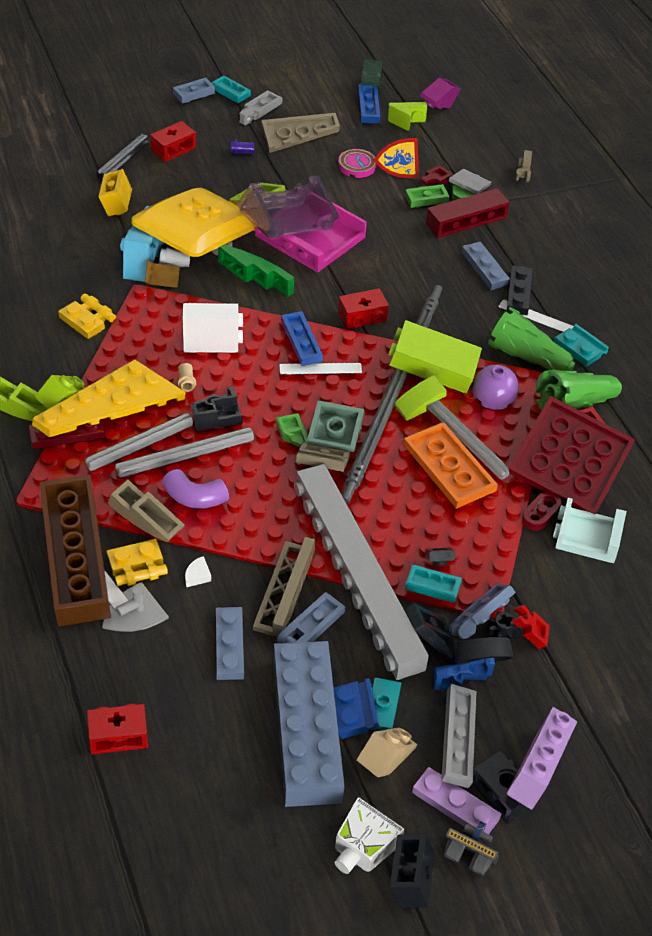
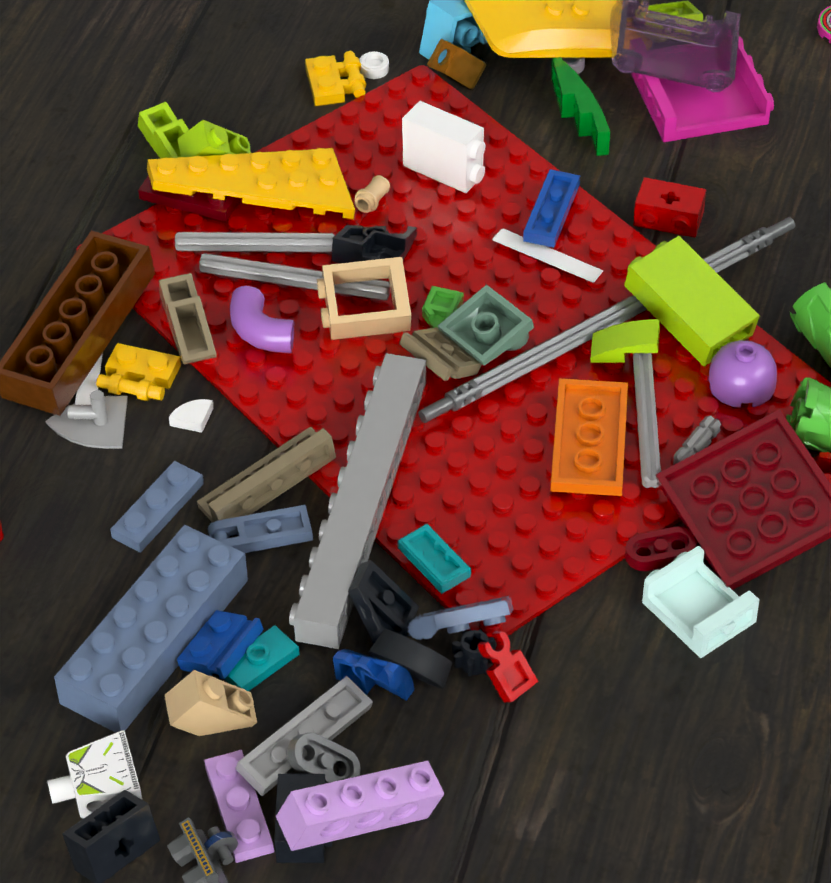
camera: 40 degrees right, 0 degrees up
(105, 296) = (374, 65): none -> white tile
(173, 257) = (485, 53): white cone -> none
(267, 432) = (366, 323): none -> tan window
(440, 556) = (471, 531): black plate -> none
(487, 742) = (321, 757): none -> dark grey plate
(507, 439) = (699, 438): none -> light grey axle

